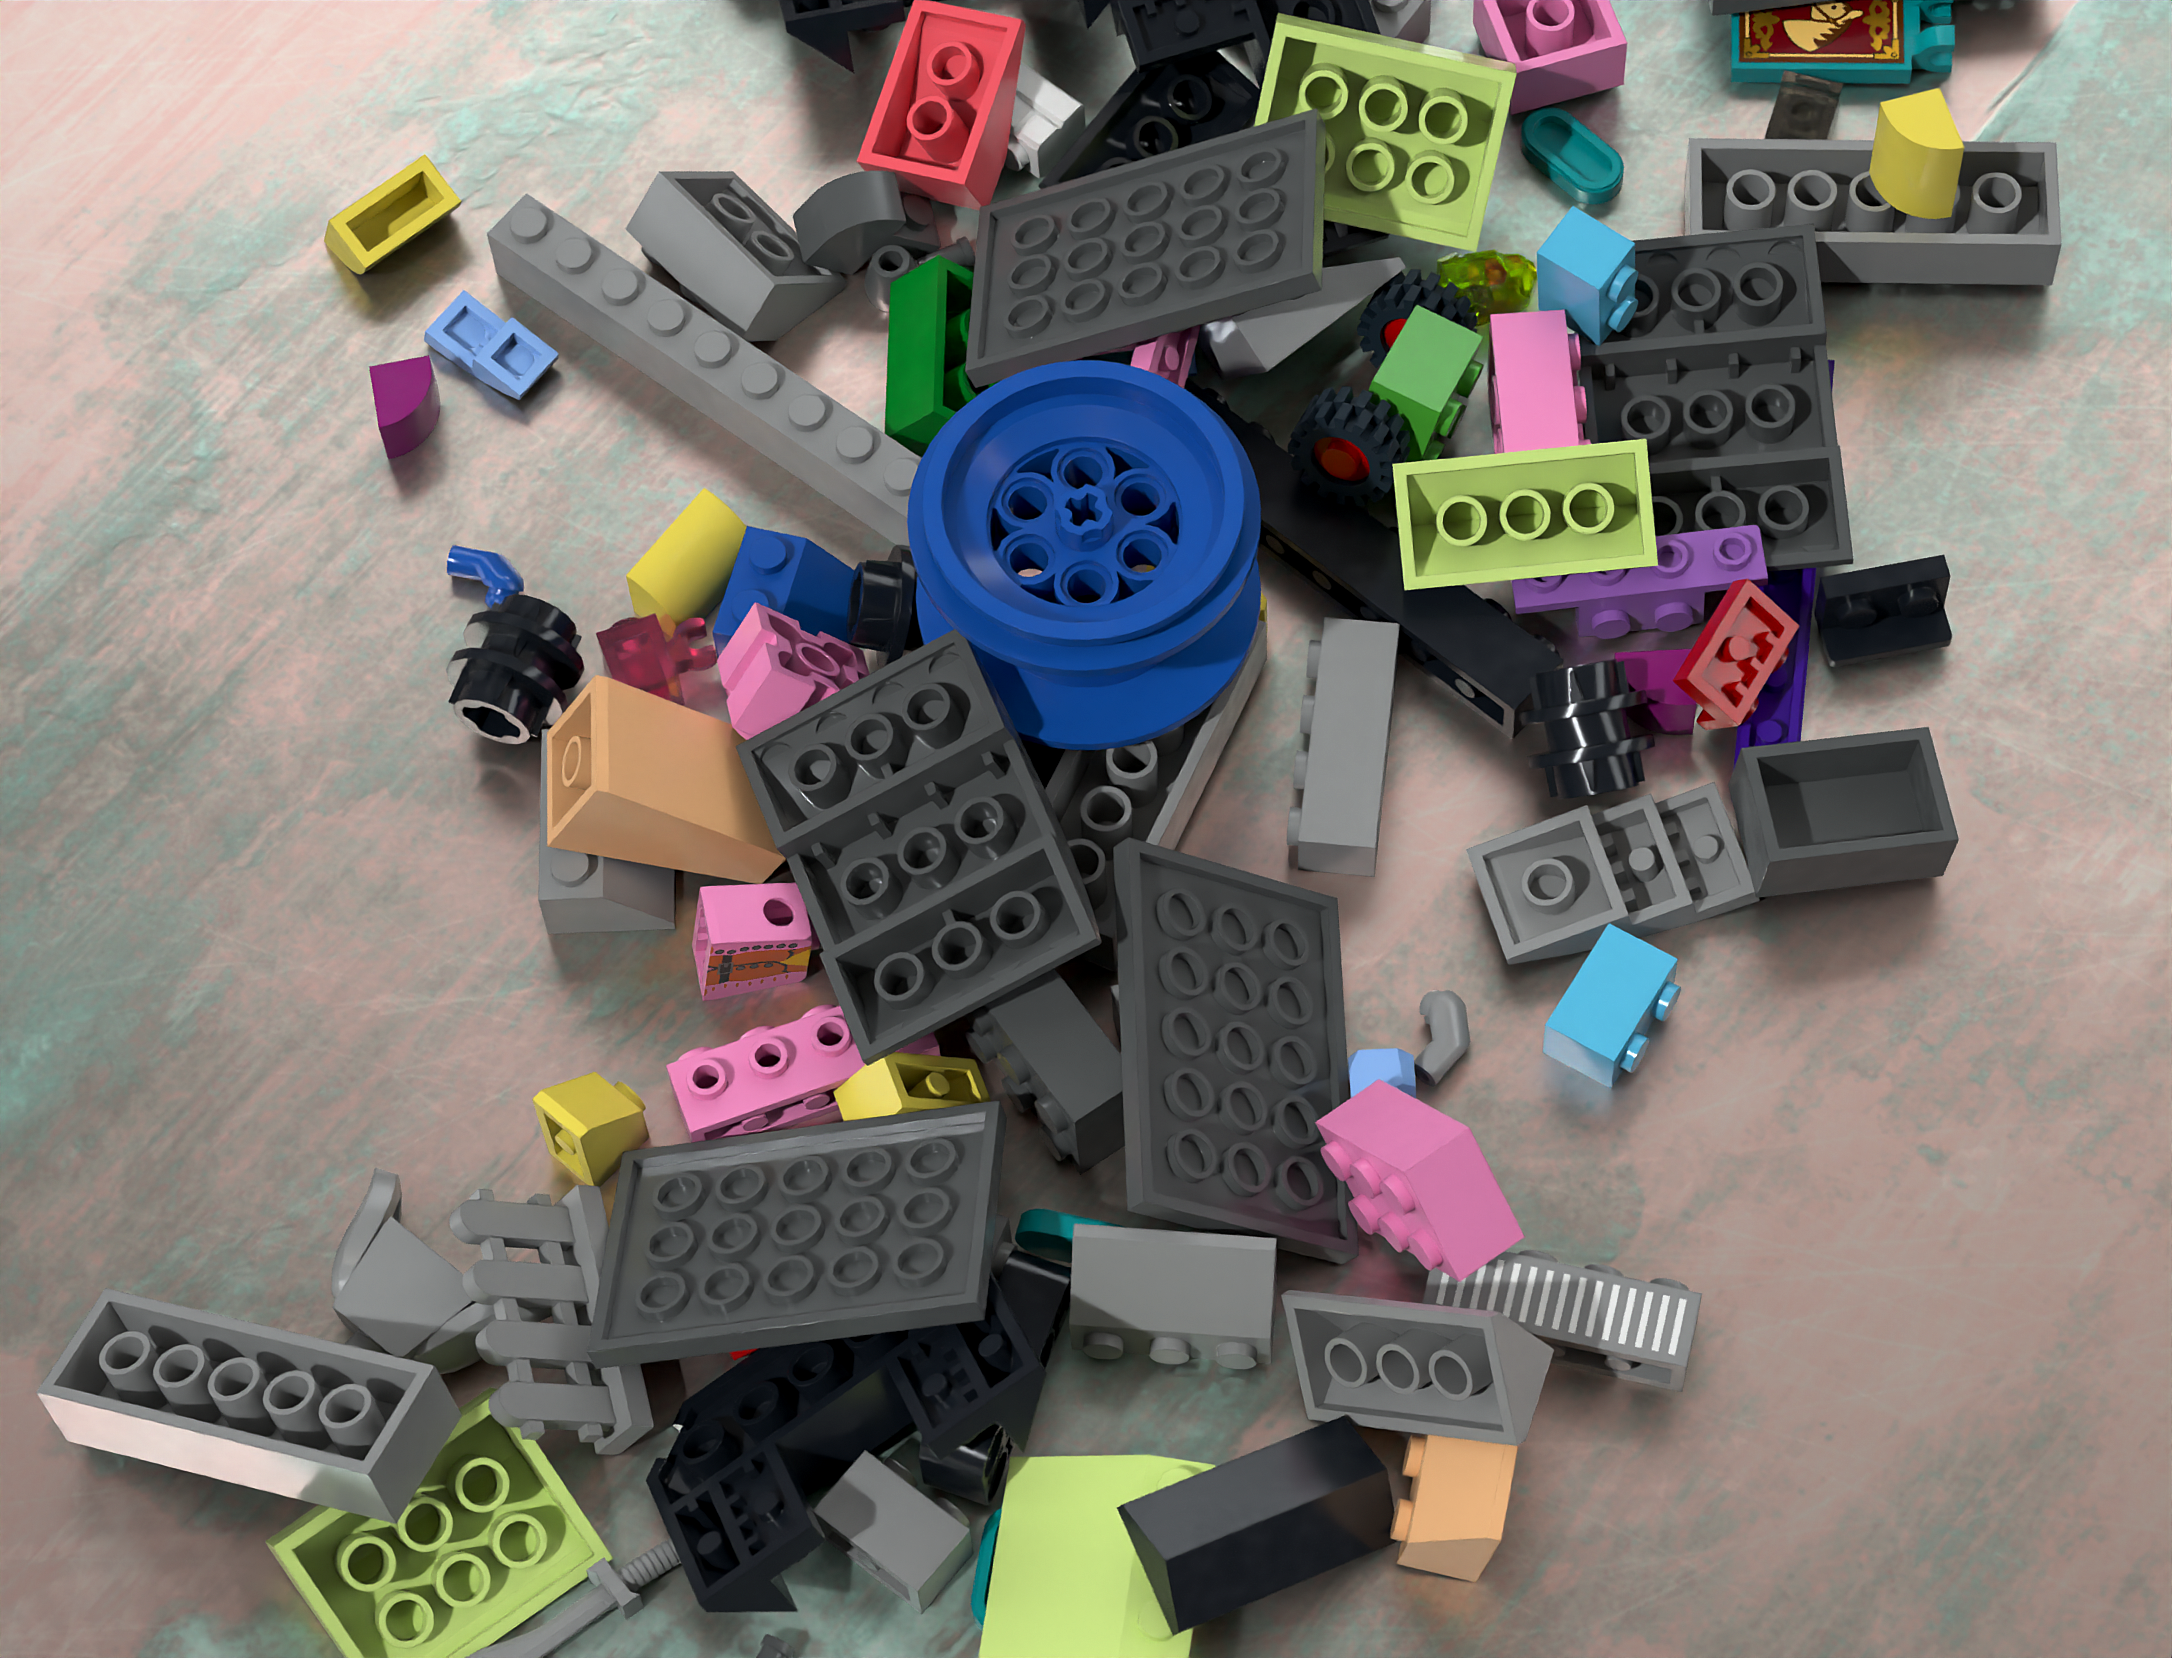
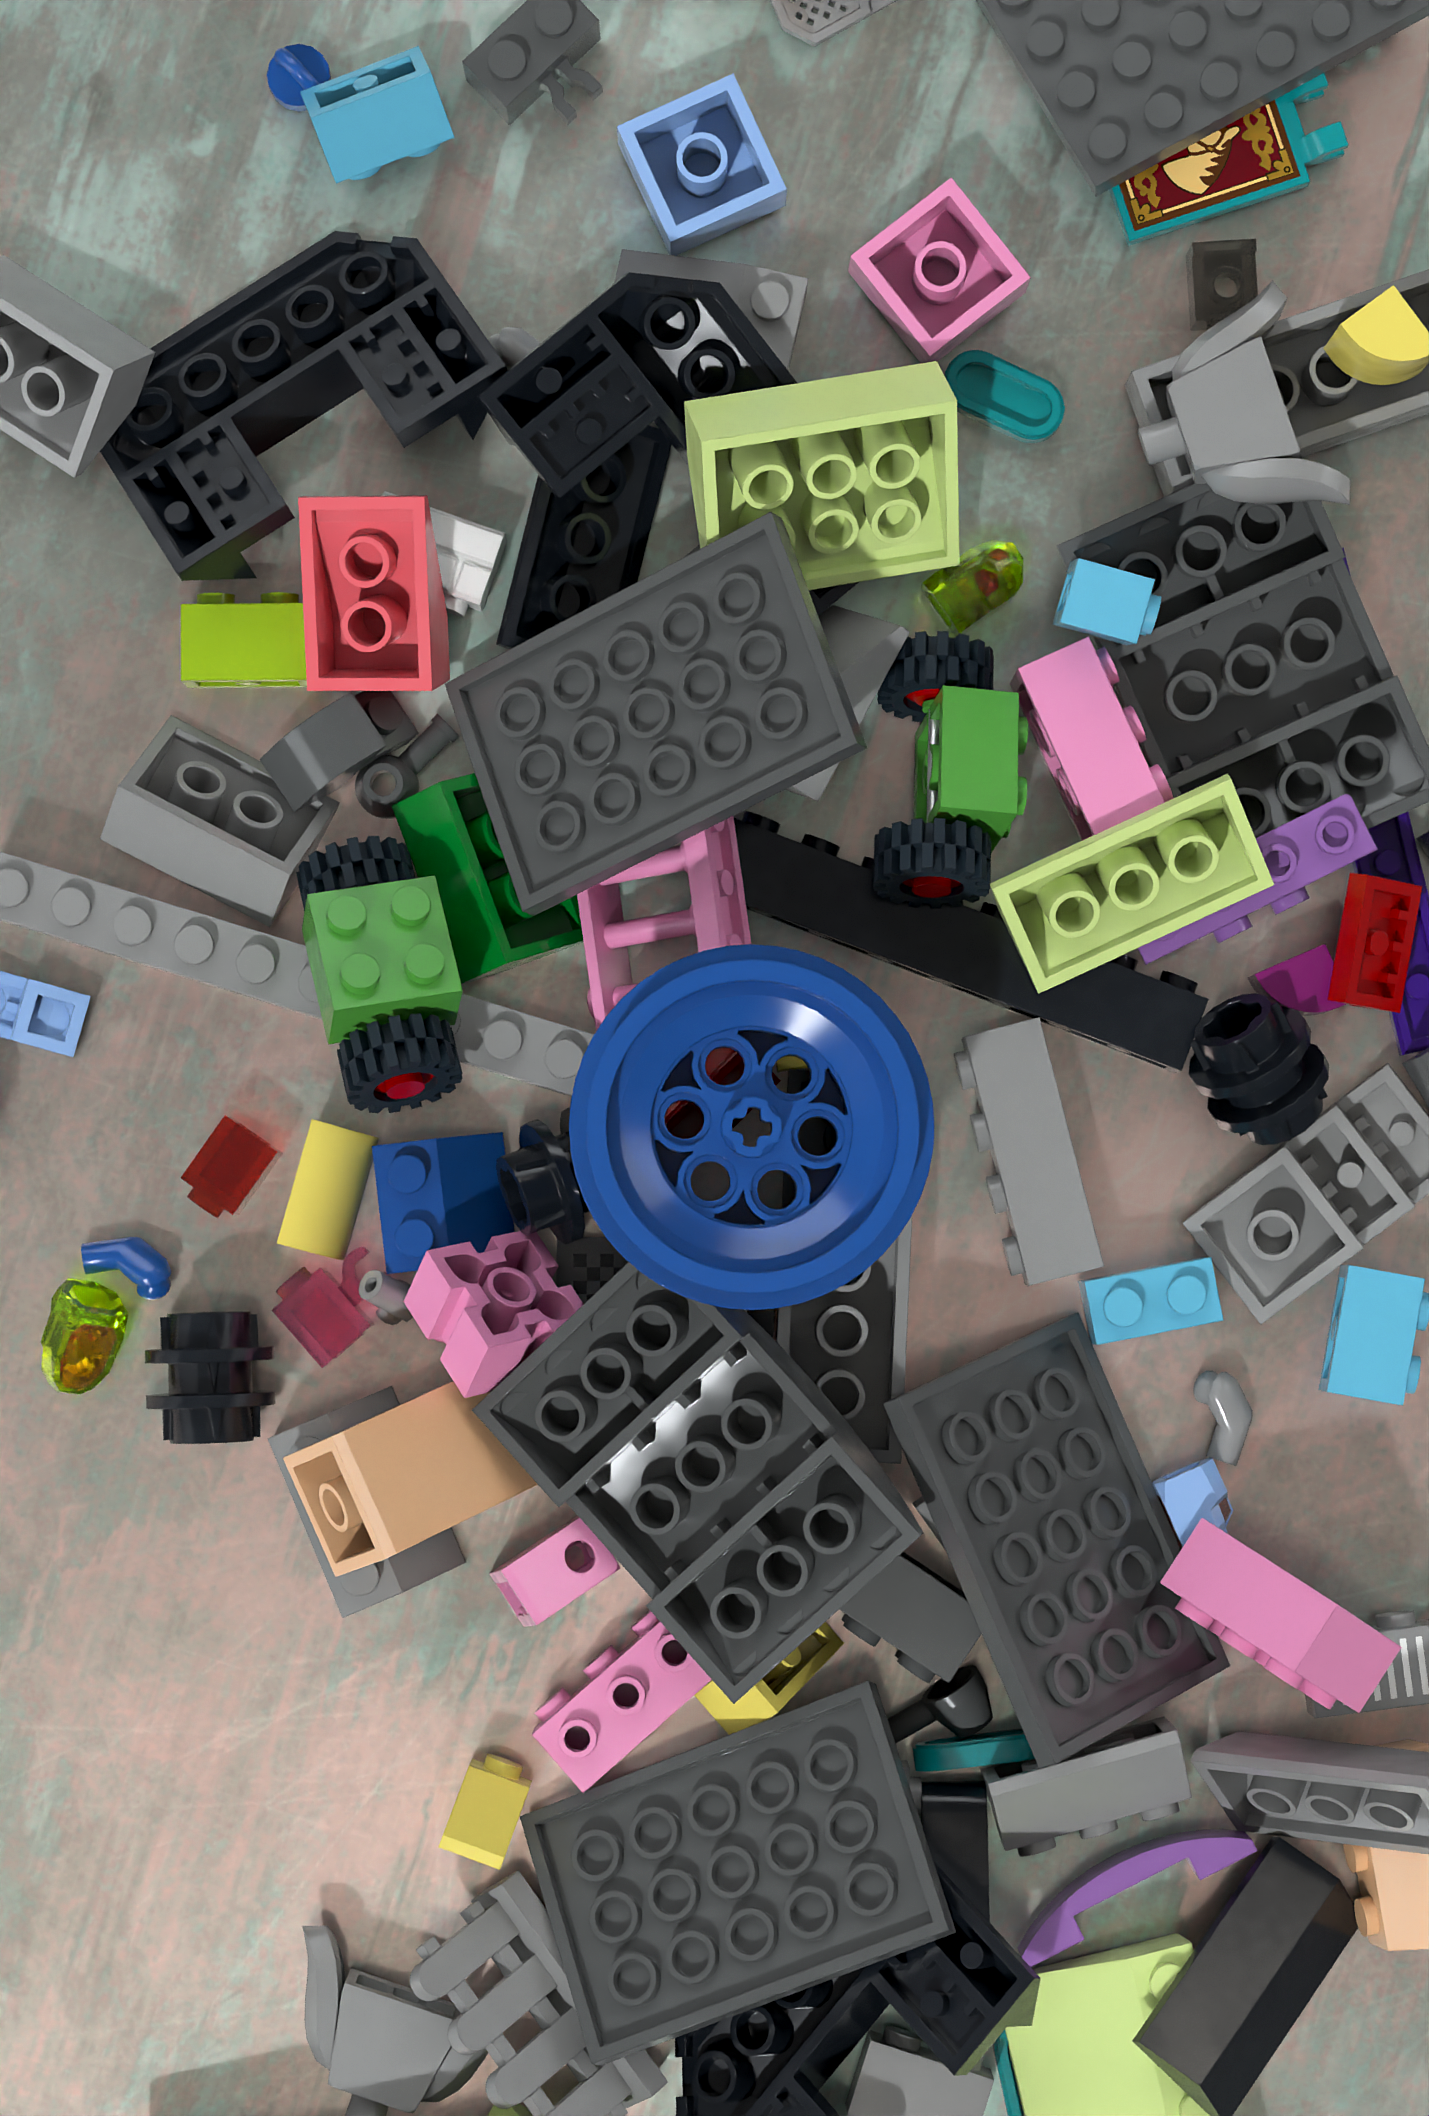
camera: 30 degrees left, 25 degrees up
(415, 613) = (82, 1335): none -> clear neon green rock
(614, 521) = (229, 1168): none -> clear red brick
(704, 651) = (386, 1295): none -> light grey arm
(813, 126) = (243, 642): none -> lime brick
(816, 384) = (382, 972): none -> brick
(1075, 1191) = (958, 1705): none -> dark grey bar
(1269, 1409) = (1204, 1849): none -> medium lavender slope
(1408, 903) = (1150, 1300): none -> medium azure brick
(1763, 181) = (1234, 417): none -> light grey torso

